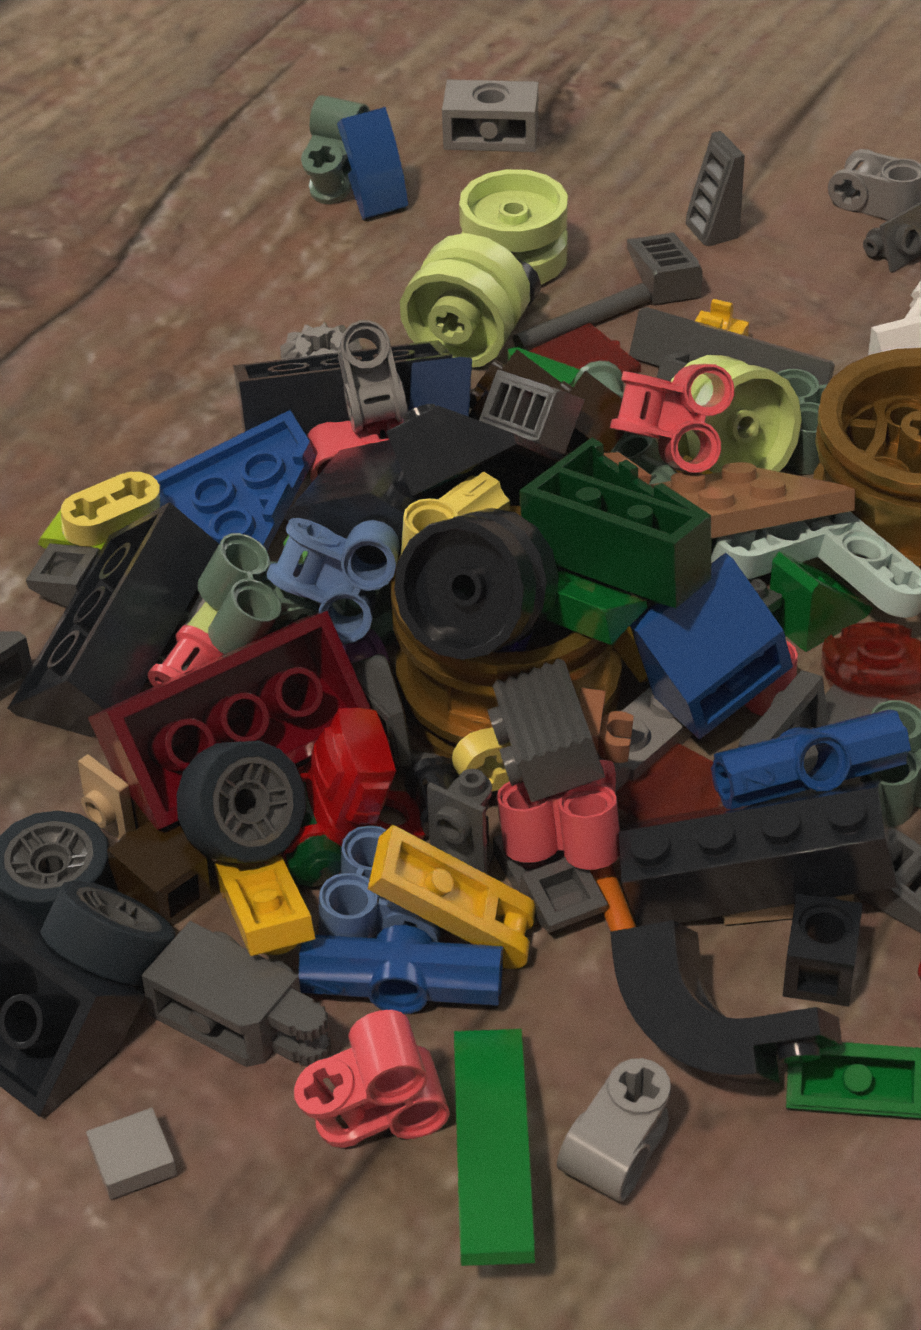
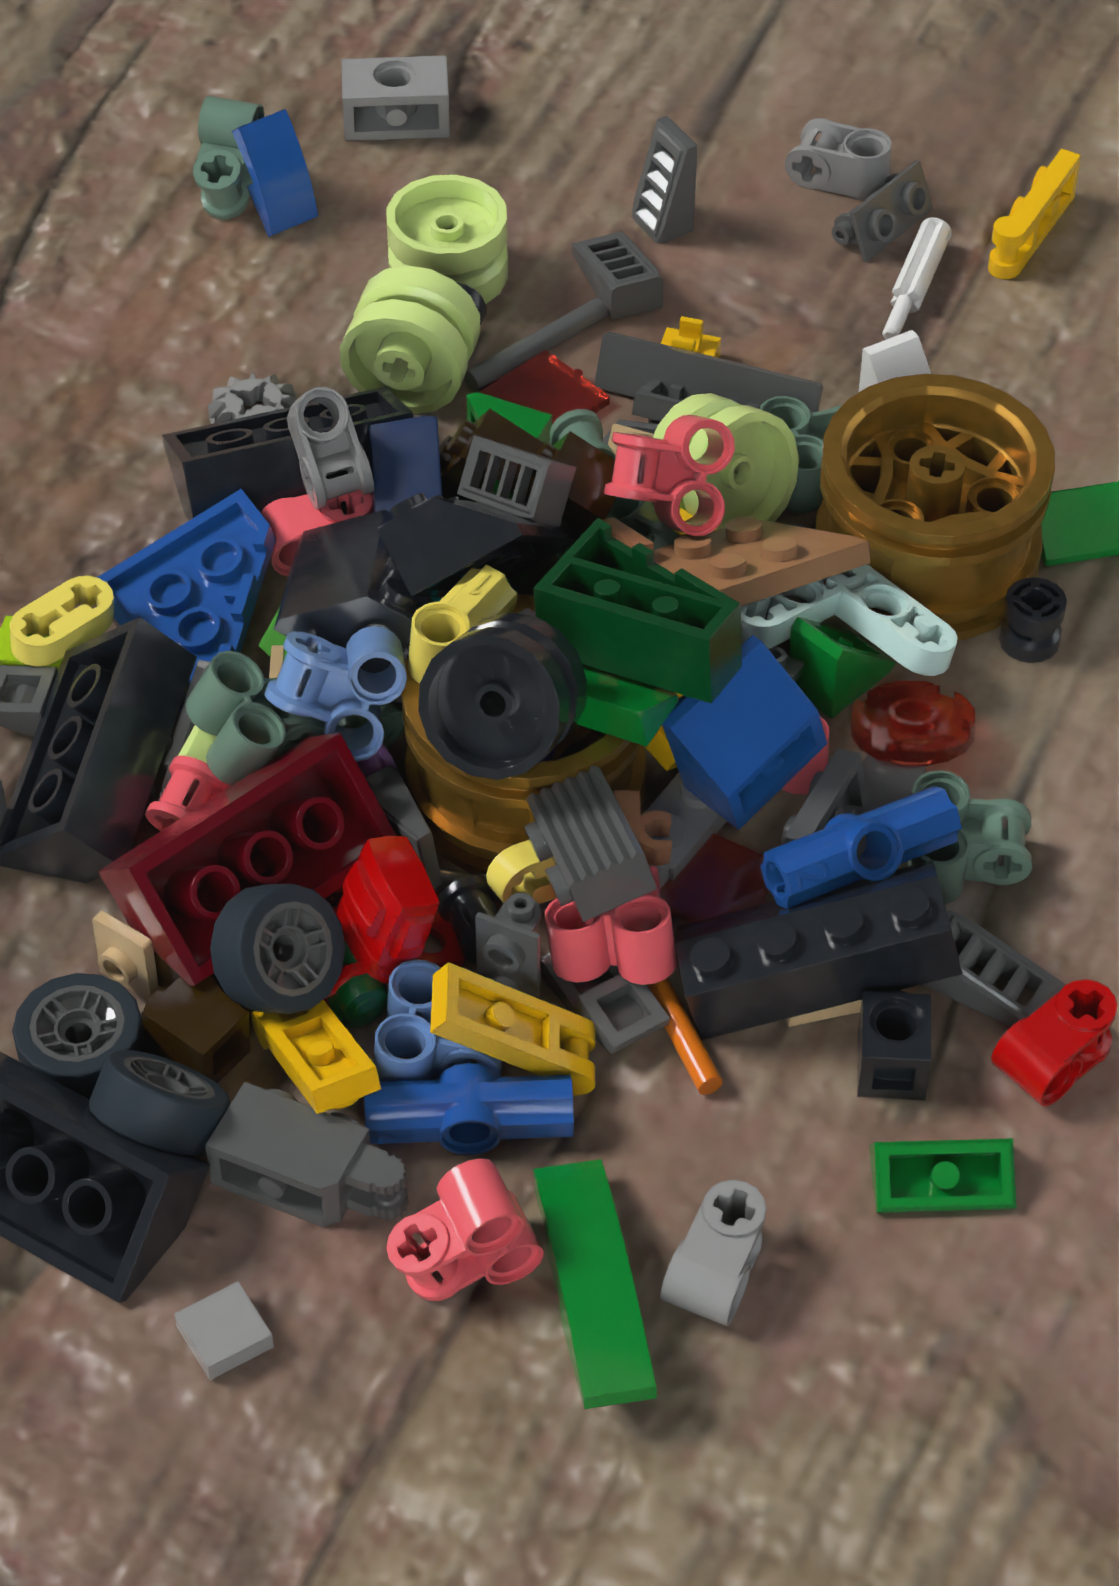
camera: 10 degrees left, 5 degrees up
(667, 997) = (747, 1114): black arch -> none

